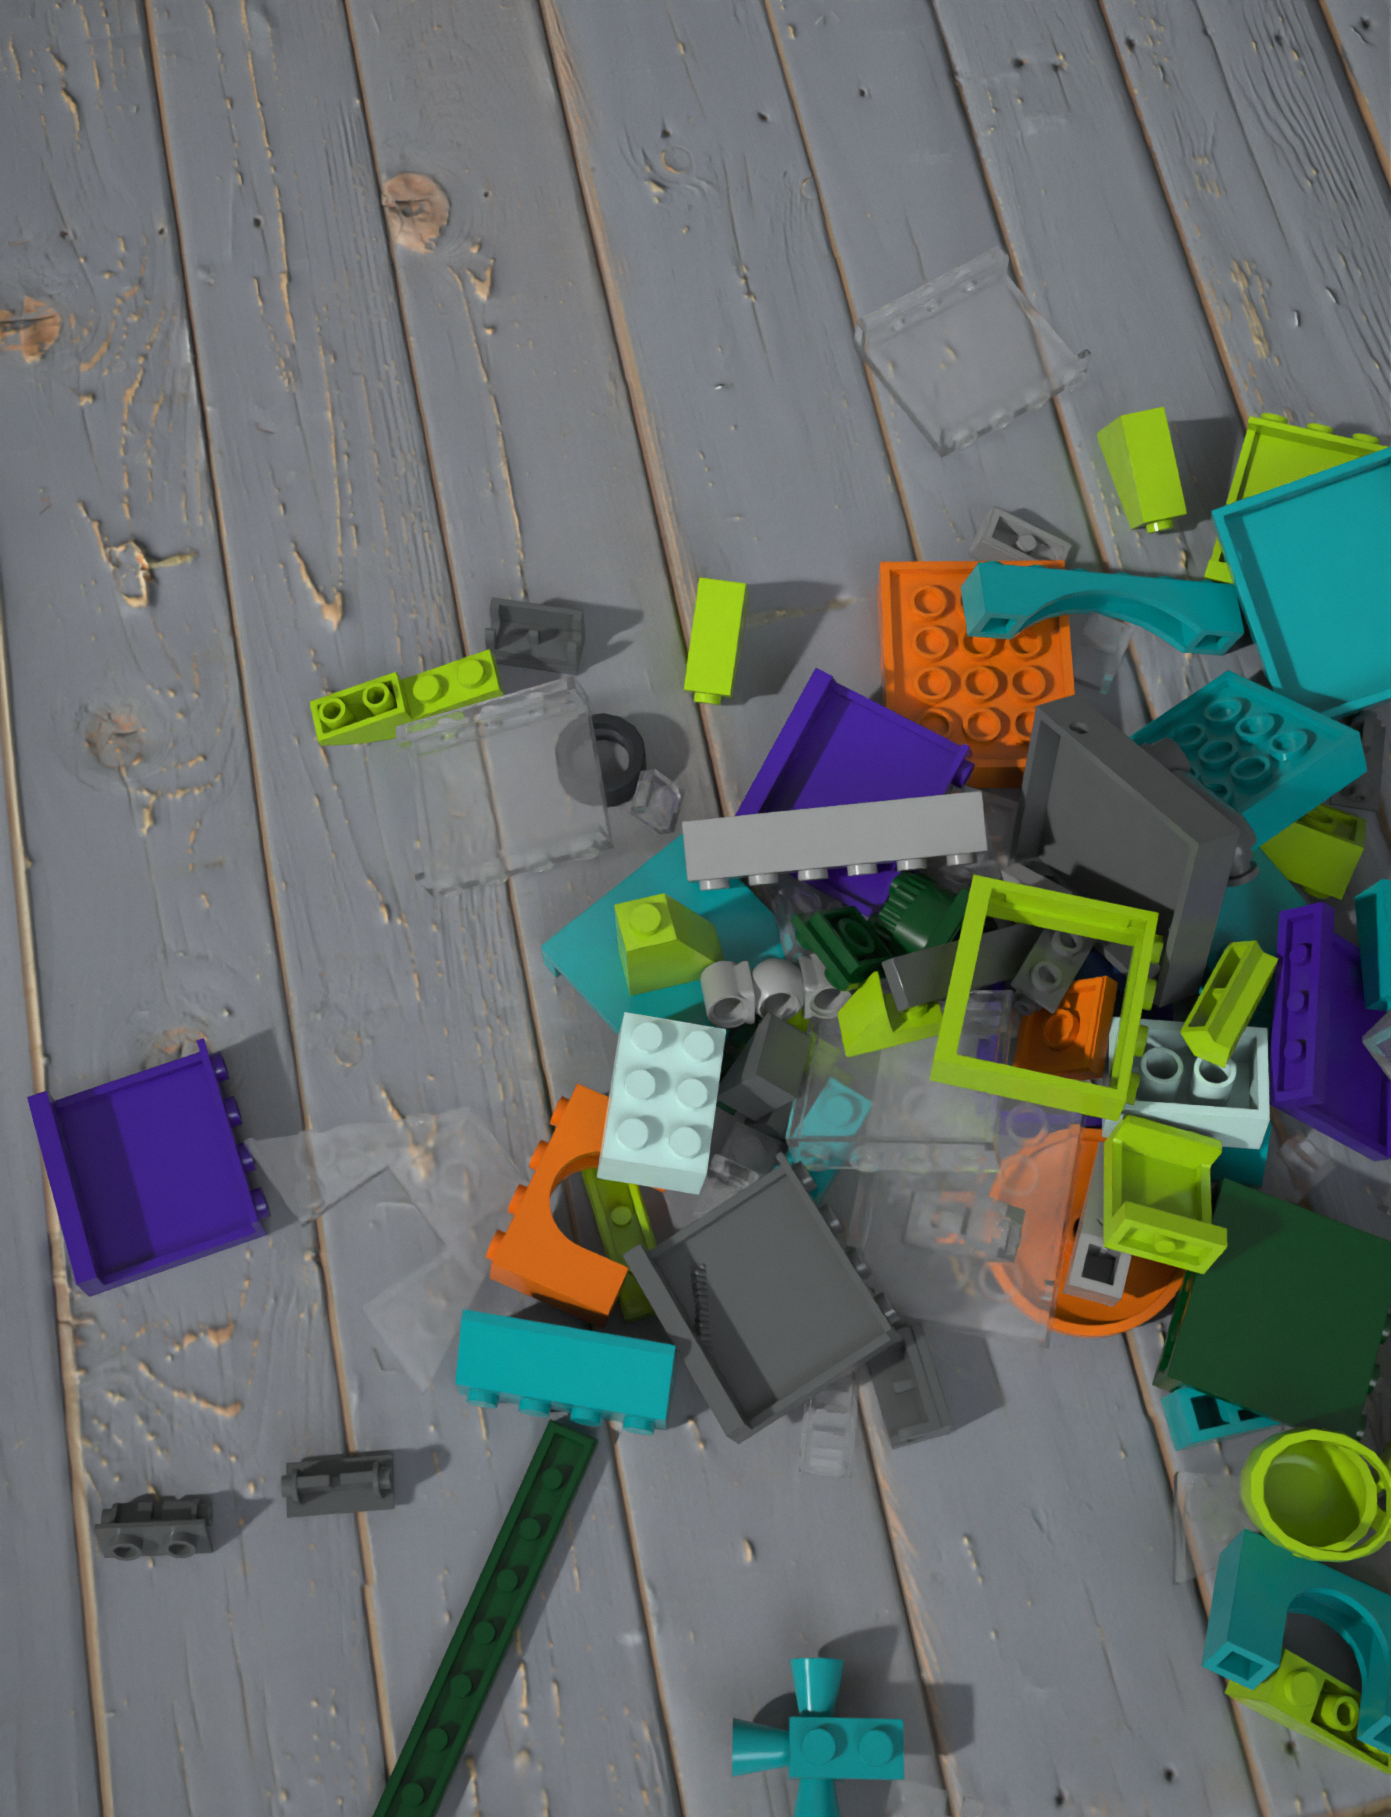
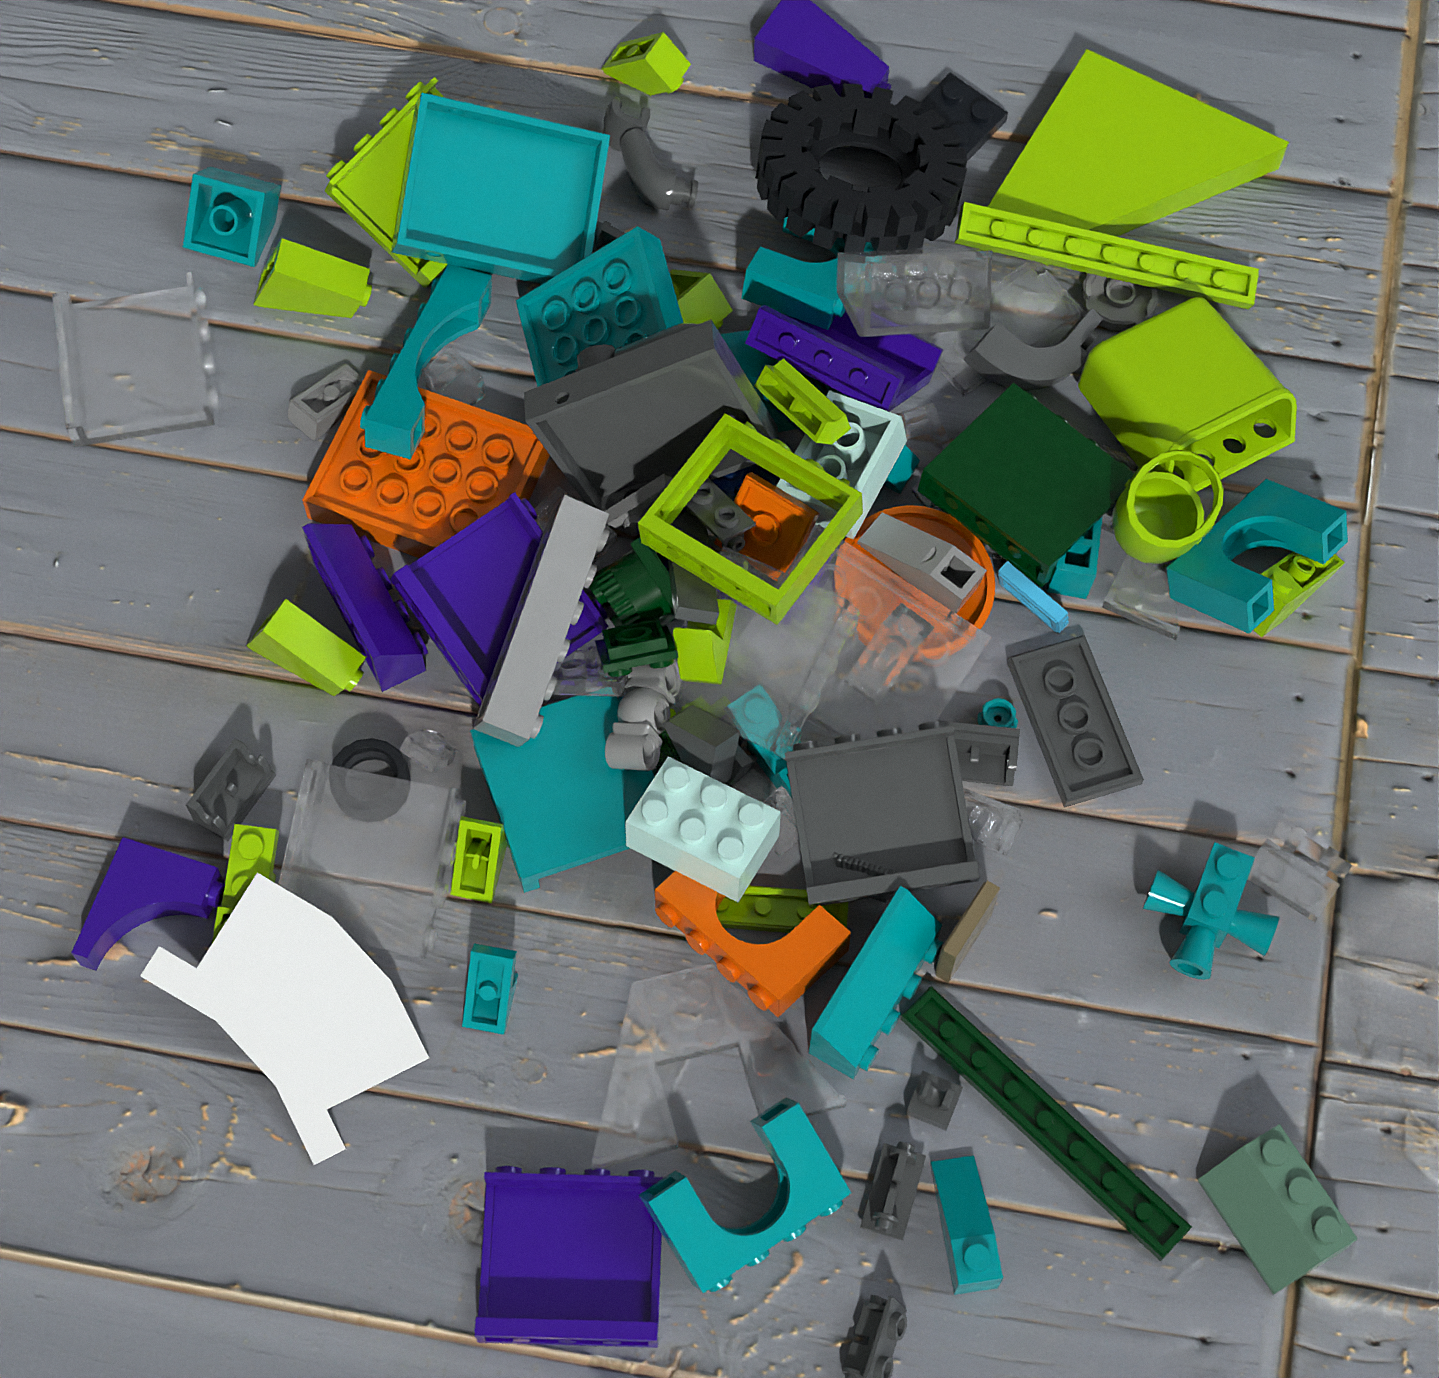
camera: 70 degrees left, 0 degrees up
(201, 1310) = (806, 1188): none -> teal arch
(324, 792) = (298, 1005): none -> white sticker
(324, 1582) = (966, 1226): none -> teal slope
(393, 596) = (142, 887): none -> dark purple arch
(413, 968) = (490, 988): none -> teal slope
(464, 1494) = (934, 1100): none -> dark grey tile
(551, 898) = (478, 859): none -> lime slope
(663, 943) = (575, 782): lime slope -> none
(667, 1451) = (967, 931): none -> dark tan tile
(820, 631) = (365, 603): none -> dark purple slope
(978, 1390) = (1000, 708): none -> teal plate
(1007, 1494) = (1074, 721): none -> dark grey tile
(1139, 1384) = (1033, 597): none -> medium azure tile
(1161, 1194) = (921, 513): lime panel -> none
(1186, 363) = (230, 215): none -> teal slope

